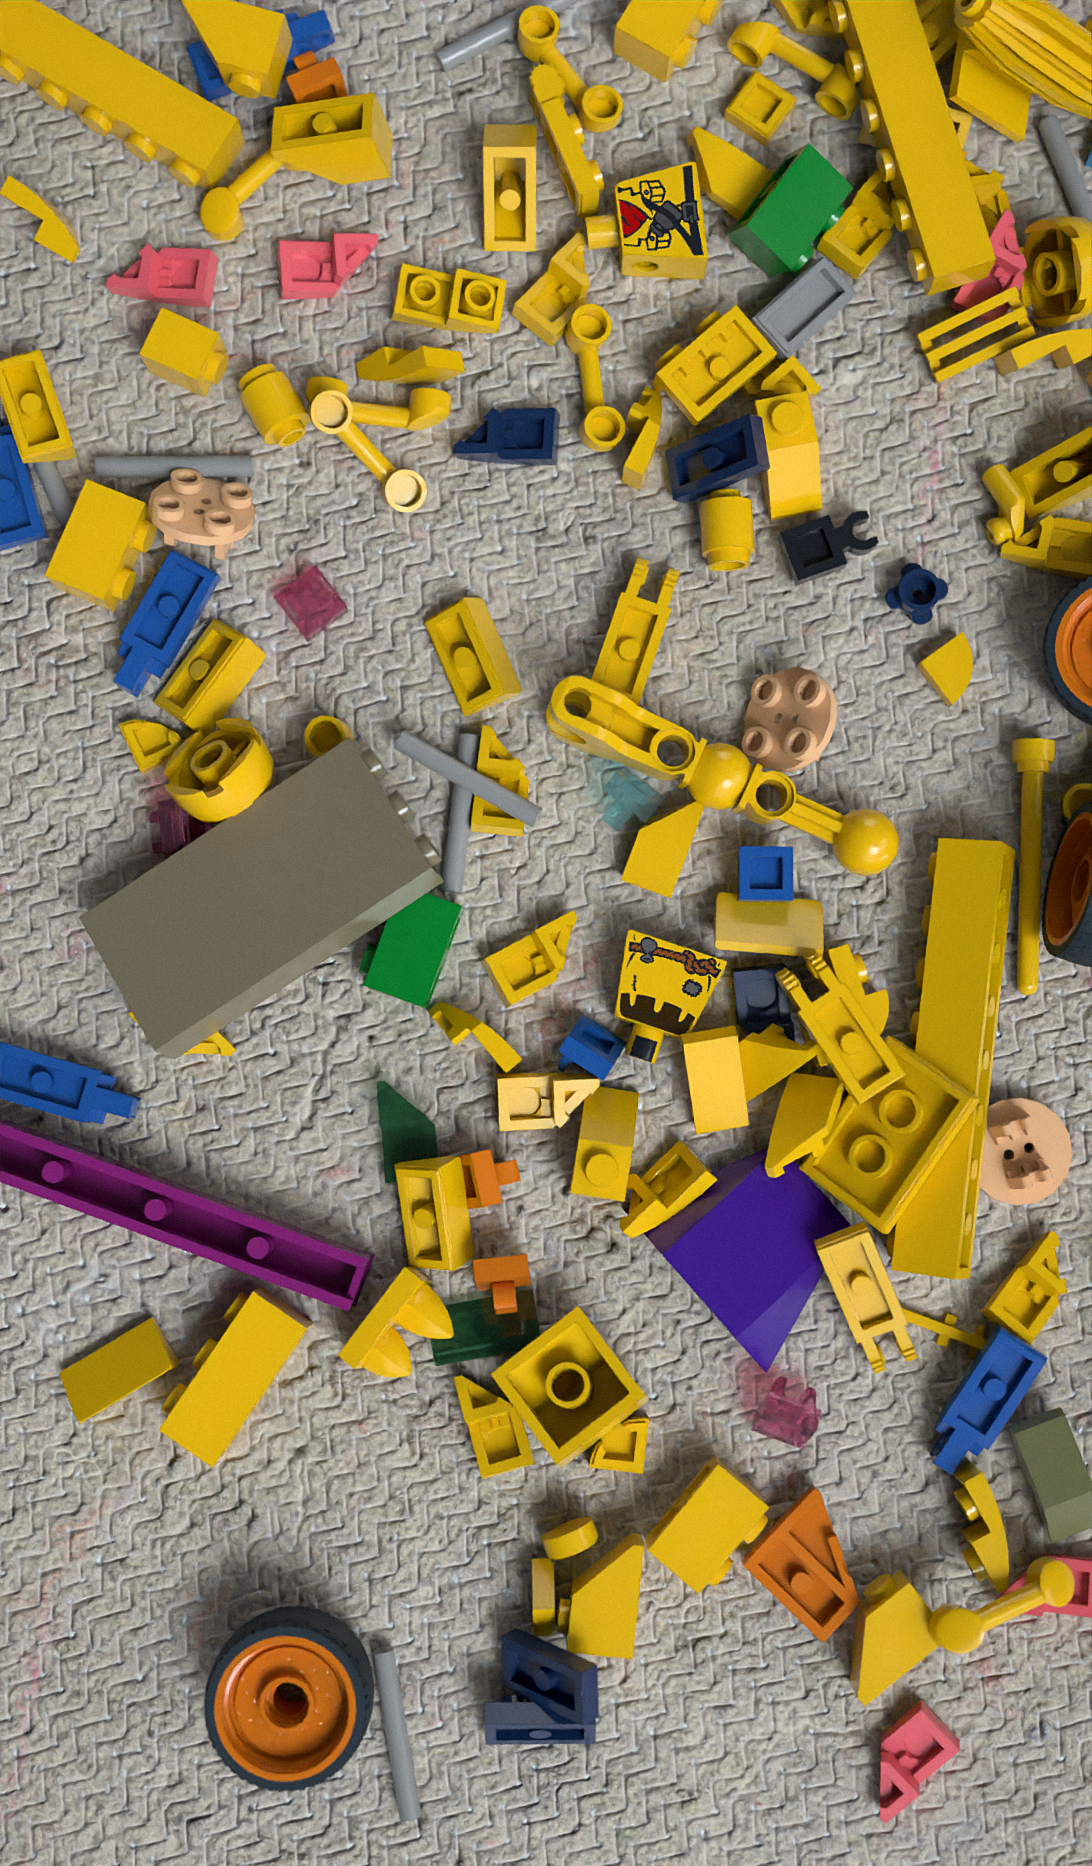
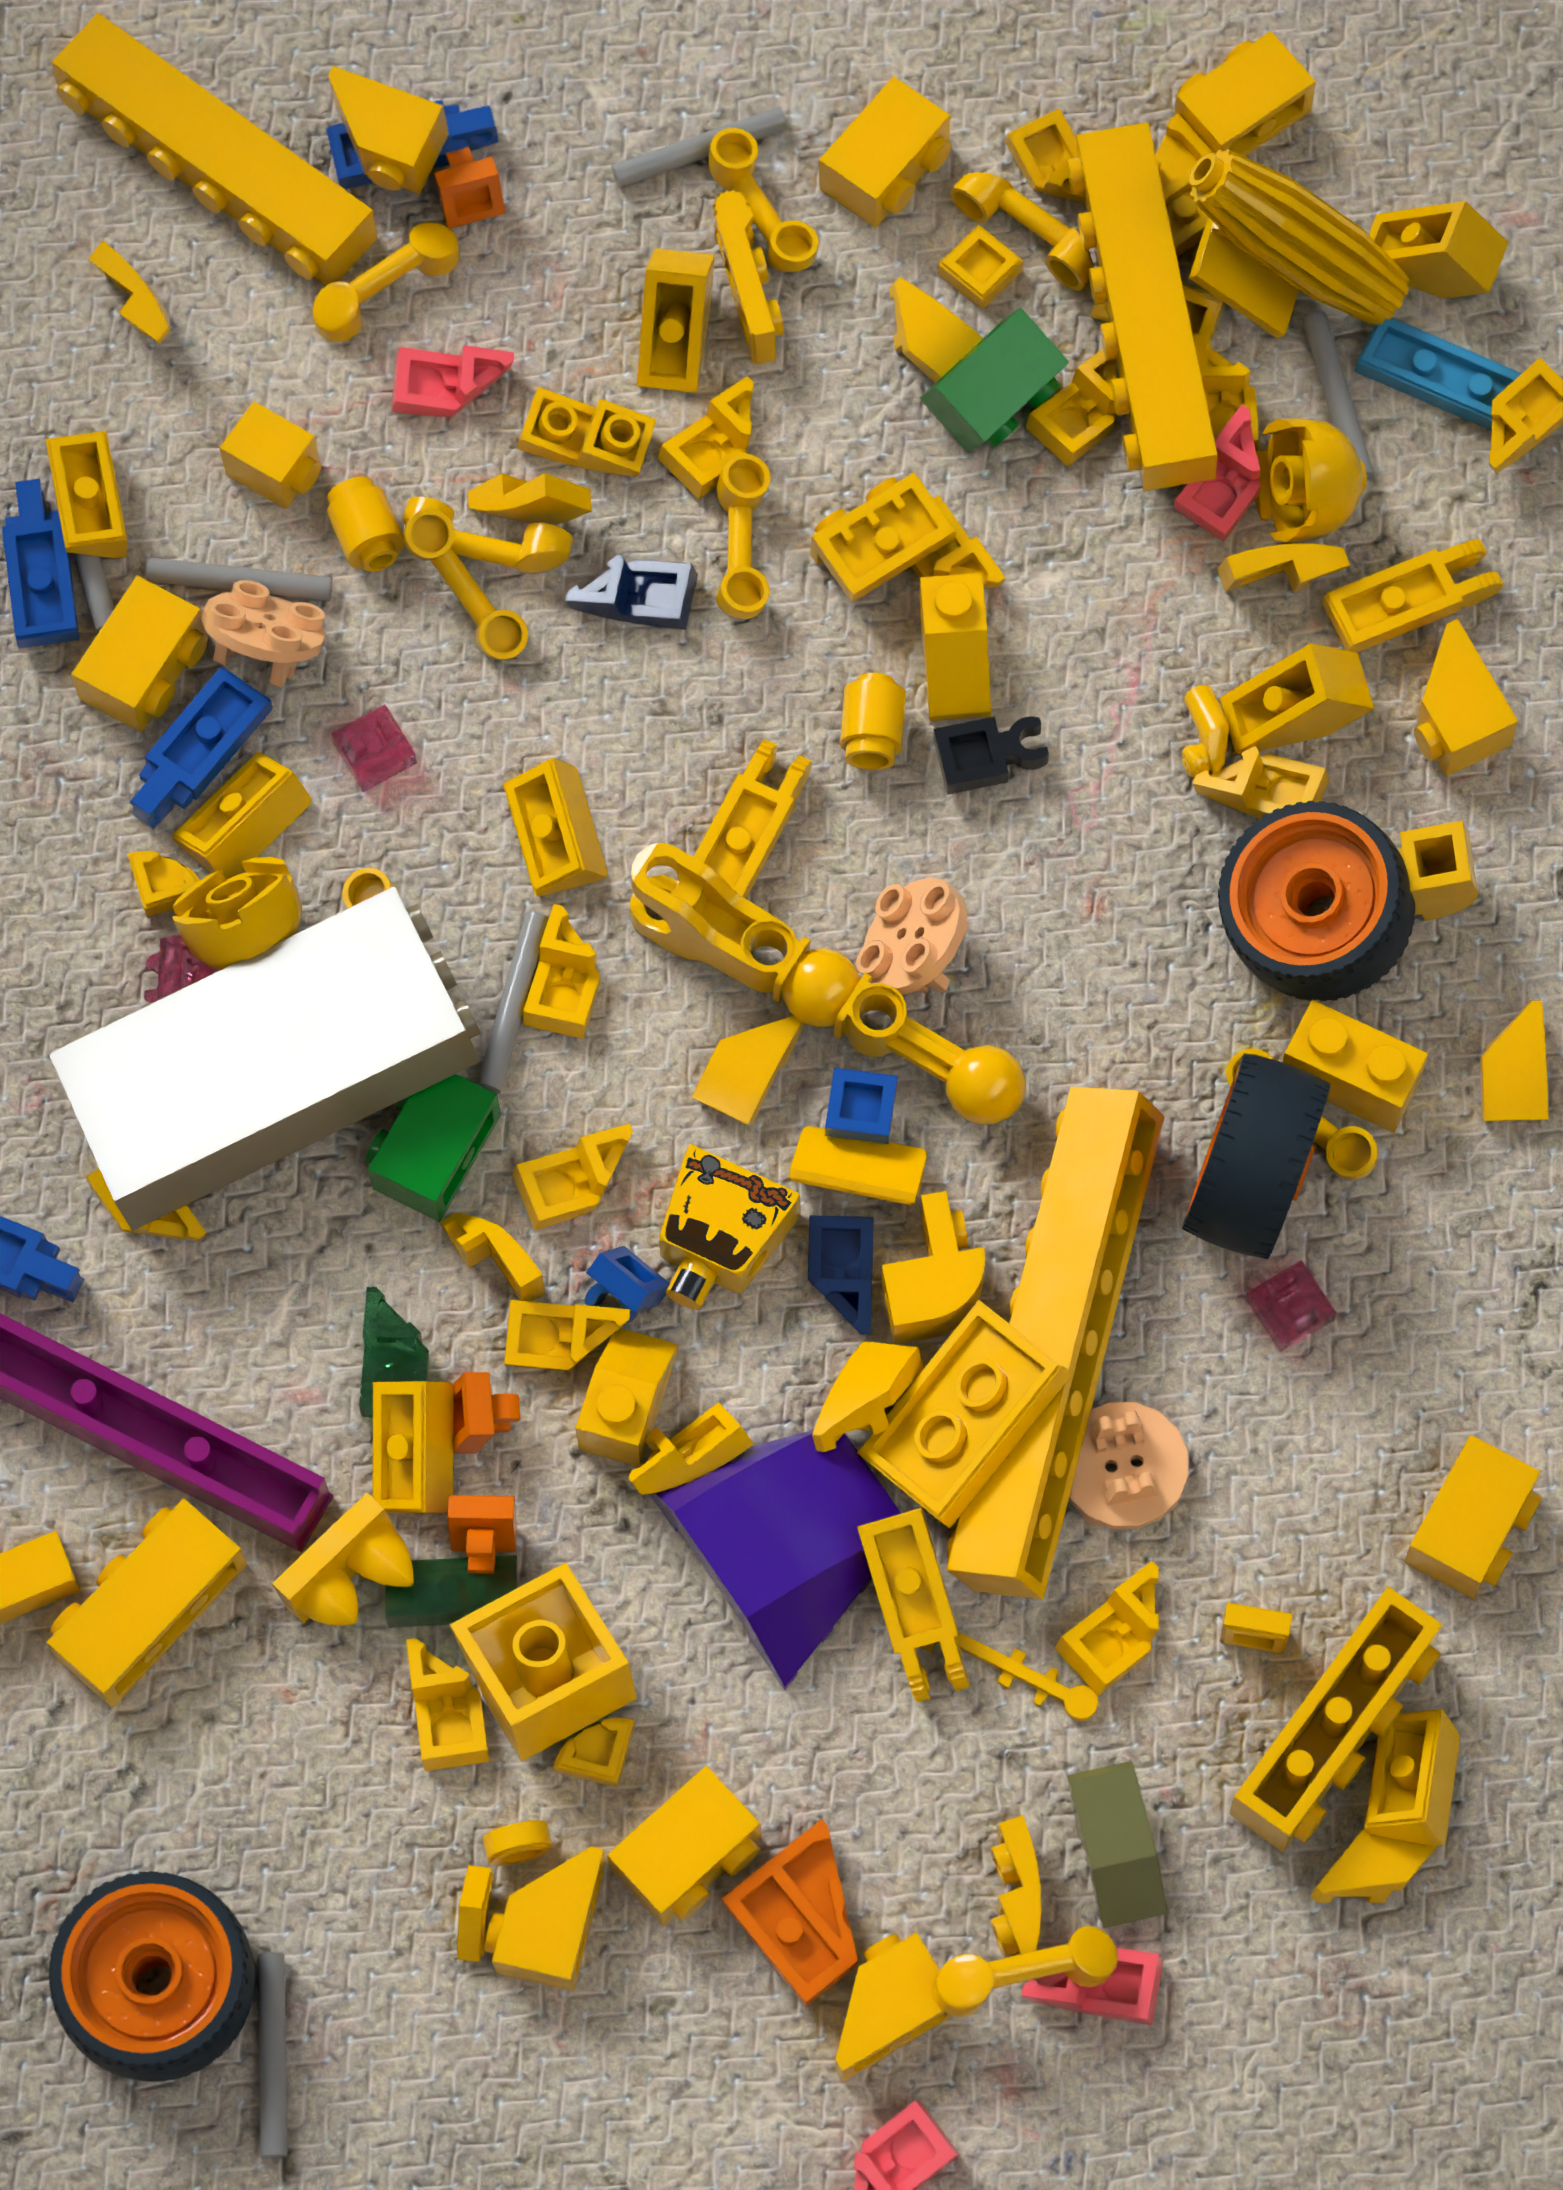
camera: 10 degrees right, 15 degrees down
(169, 277) = (266, 372): coral slope -> none
(335, 138) = (481, 244): yellow slope -> none
(468, 778) = (527, 959): light grey bar -> none
(518, 1721) = (448, 2055): dark blue plate -> none
(550, 1676) = (467, 1988): dark blue plate -> none
(632, 798) = (716, 1006): clear light blue tile -> none
(646, 420) = (784, 628): yellow slope -> none
(655, 225) = (836, 379): yellow torso -> none
(715, 1079) = (768, 1331): yellow tile -> none
(717, 458) = (870, 638): dark blue plate -> none
(770, 1058) = (826, 1314): yellow slope -> none
(787, 1418) = (799, 1734): clear pink tile -> none
(803, 308) = (998, 488): light grey tile -> none
(842, 1032) = (922, 1282): yellow hinge -> none
(931, 590) = (1093, 802): dark blue plate -> none
(949, 669) = (1116, 907): yellow tile -> none
(985, 1397) = (1043, 1739): blue hinge -> none
(1018, 314) = (1184, 518): yellow tile -> none
(1032, 761) = (1200, 1019): yellow piece -> none

